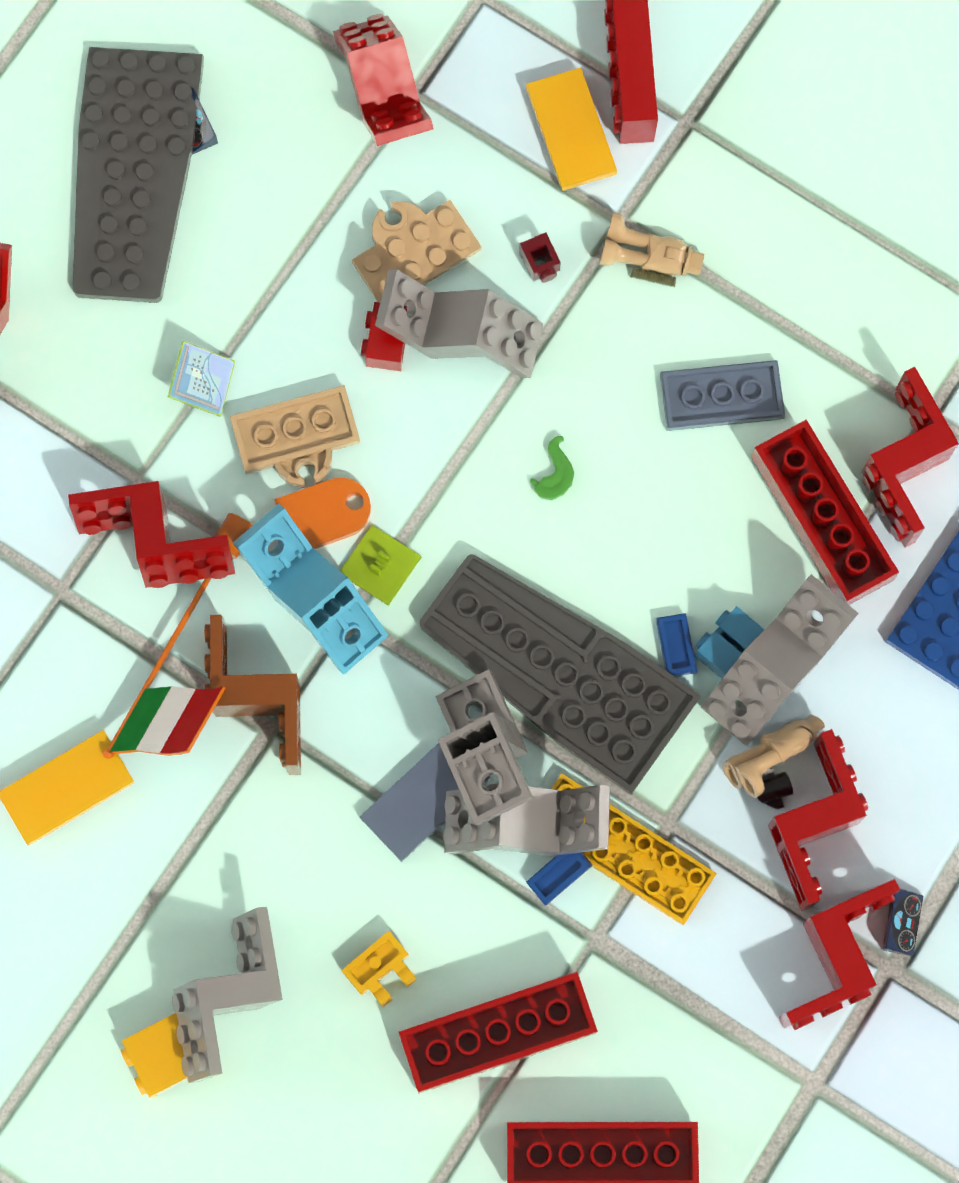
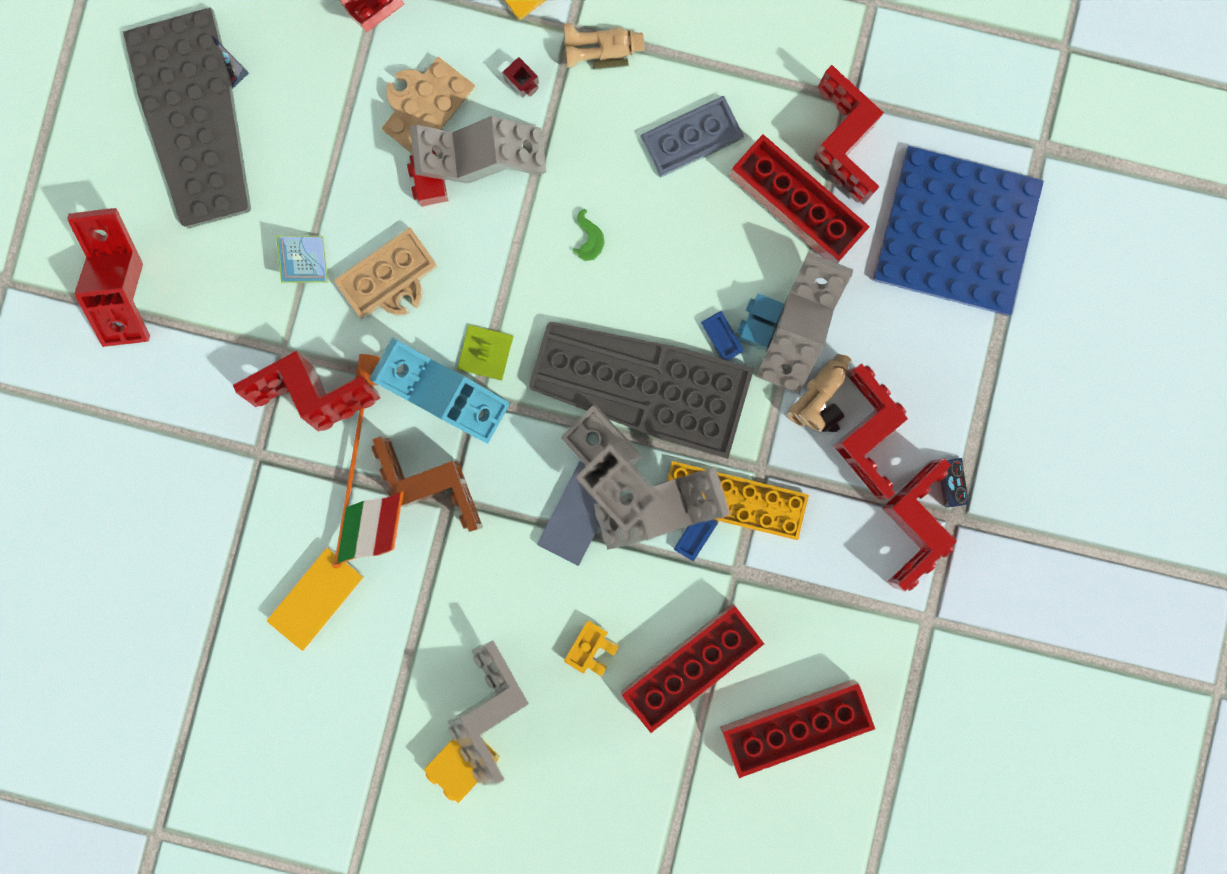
camera: 15 degrees left, 10 degrees up
(323, 512) = (427, 327): orange tile -> none

